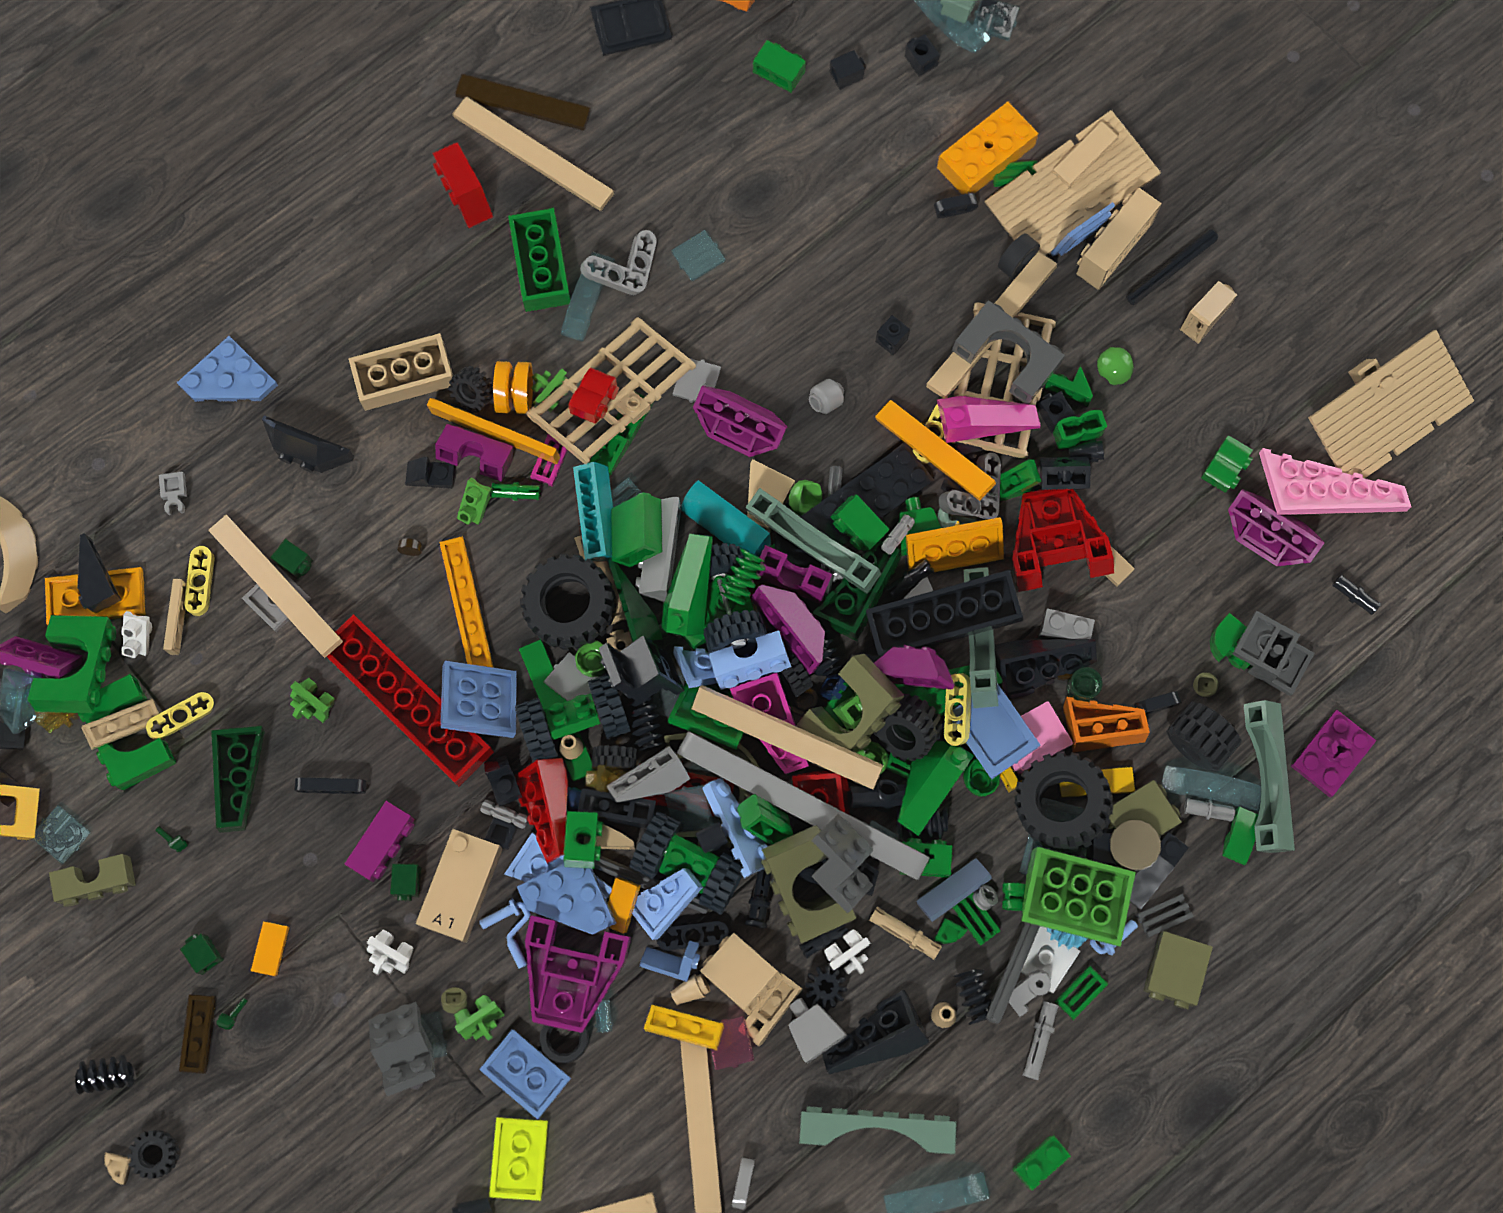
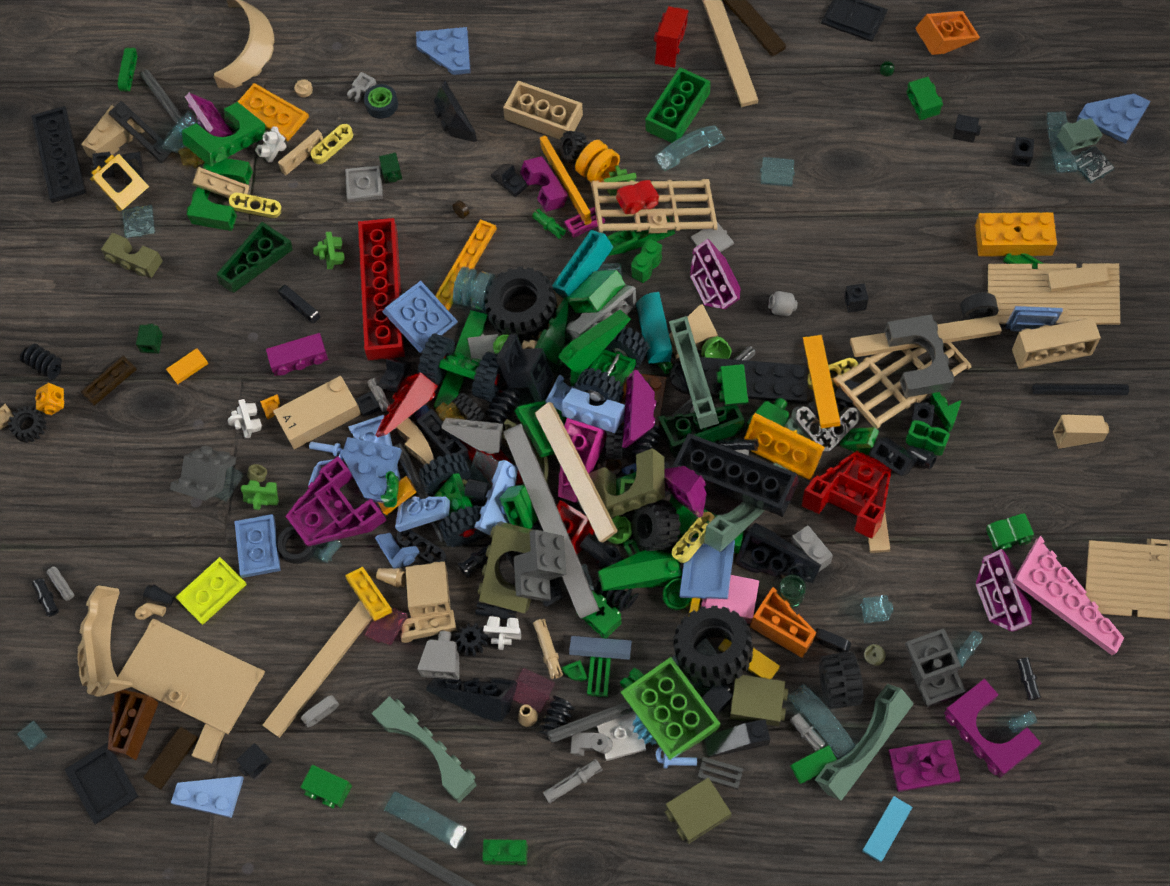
camera: 45 degrees right, 10 degrees down
(93, 578) = (276, 99): black slope -> none
(107, 541) = (303, 88): none -> tan tile
(155, 1108) = (49, 399): none -> light orange brick
(176, 844) = (191, 271): dark green hand -> none
(219, 500) = (381, 101): none -> wheel
(227, 1021) = (130, 387): dark green hand -> none
(275, 586) = (367, 174): tan tile -> none
(400, 918) = (269, 405): none -> light orange tile
(405, 881) = (290, 386): dark green brick -> none
(474, 502) = (519, 209): bright green hips -> none
(505, 624) = (471, 287): none -> clear light blue wheel
(573, 751) = (448, 383): tan cone -> none
(579, 825) = (408, 426): green brick -> none
(619, 912) = (391, 494): none -> green piece
(631, 271) = (726, 151): light grey beam -> none
(654, 455) = (646, 261): none -> green brick
(715, 62) = (887, 68): none -> dark green hinge
(743, 577) = (630, 358): green piece -> none
(805, 582) = (671, 396): magenta arch -> none
(898, 534) = (751, 409): light grey axle -> none
(925, 984) = (533, 690): none -> clear pink piece
(956, 205) = (966, 252): black beam -> none
(978, 417) = (867, 382): dark pink wedge -> none
(985, 897) = (611, 670): light grey bush -> none
(1066, 1007) = (624, 775): green tile -> none
(1115, 365) = (988, 420): bright green hair -> none
(1135, 845) = (735, 708): dark tan tile -> none
(1172, 638) = (876, 609): none -> clear light blue brick
(1224, 641) = (911, 632): green brick -> none
(1280, 606) = (967, 649): none -> clear light blue axle
(1331, 677) = (999, 757): none -> magenta arch
(1351, 840) = (887, 829): none -> medium azure tile
(1383, 639) = (1022, 721): none -> clear light blue pin

